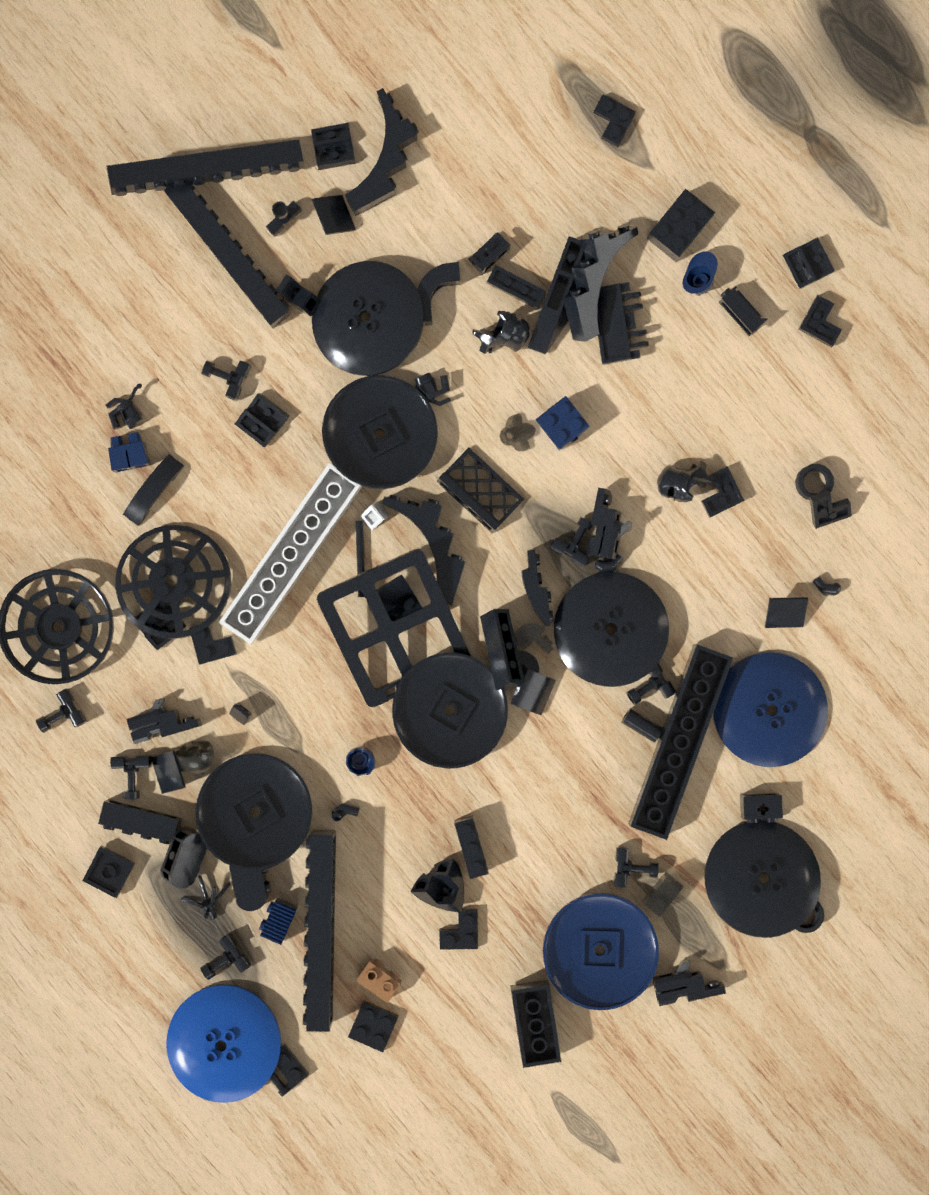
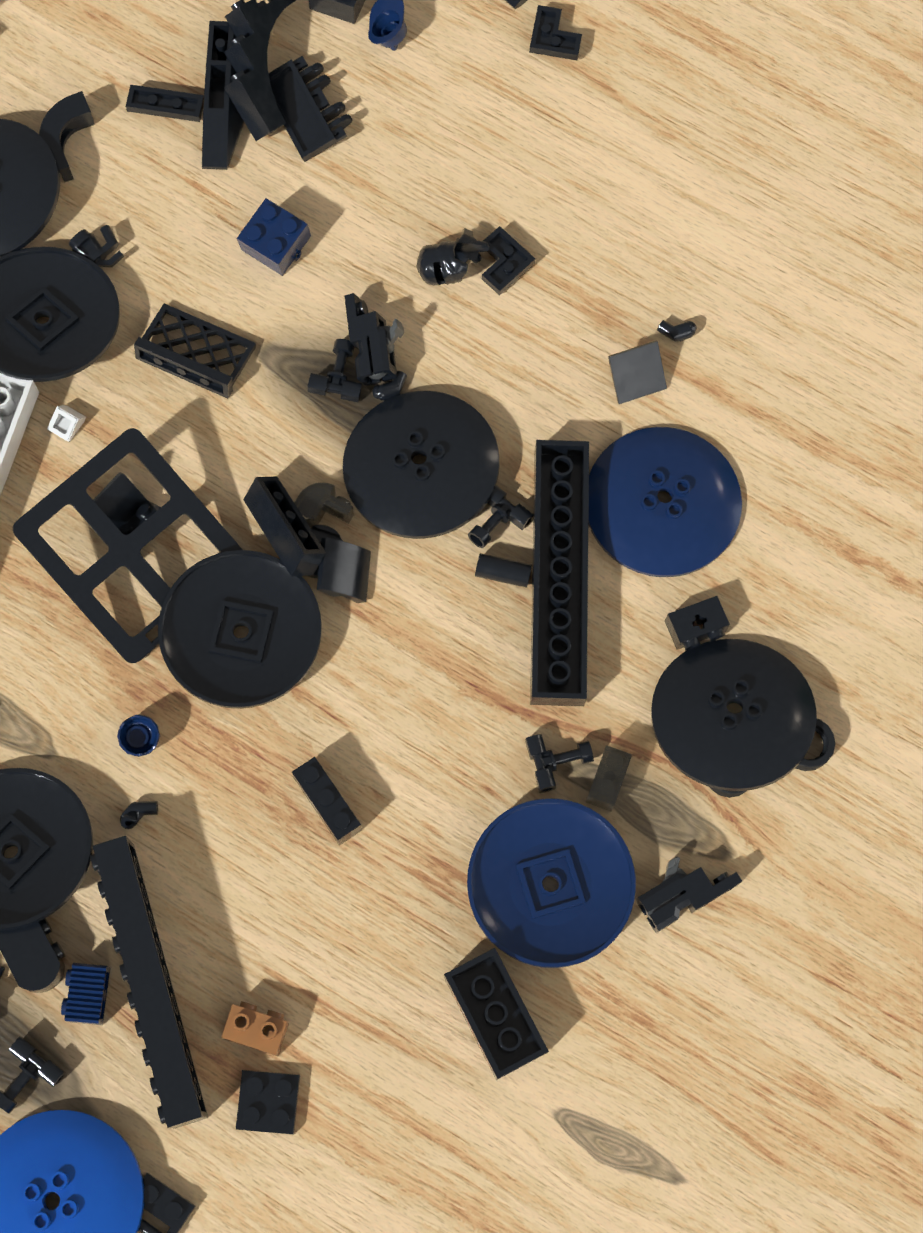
camera: 20 degrees left, 15 degrees down
(360, 550) = (61, 476): black bar -> none
(426, 518) = (159, 422): black arch -> none
(441, 886) = (304, 869): black brick -> none
(466, 936) = (358, 930): black plate -> none
(489, 253) = (122, 74): black hinge -> none
(508, 332) = (172, 154): black piece -> none
(520, 433) = (223, 269): clear smoke plate -> none
(537, 596) = (306, 448): black slope -> none
(741, 310) = (453, 50): black window -> none
(813, 467) = (620, 196): black tyre -> none
(826, 512) = (642, 241): black plate -> none

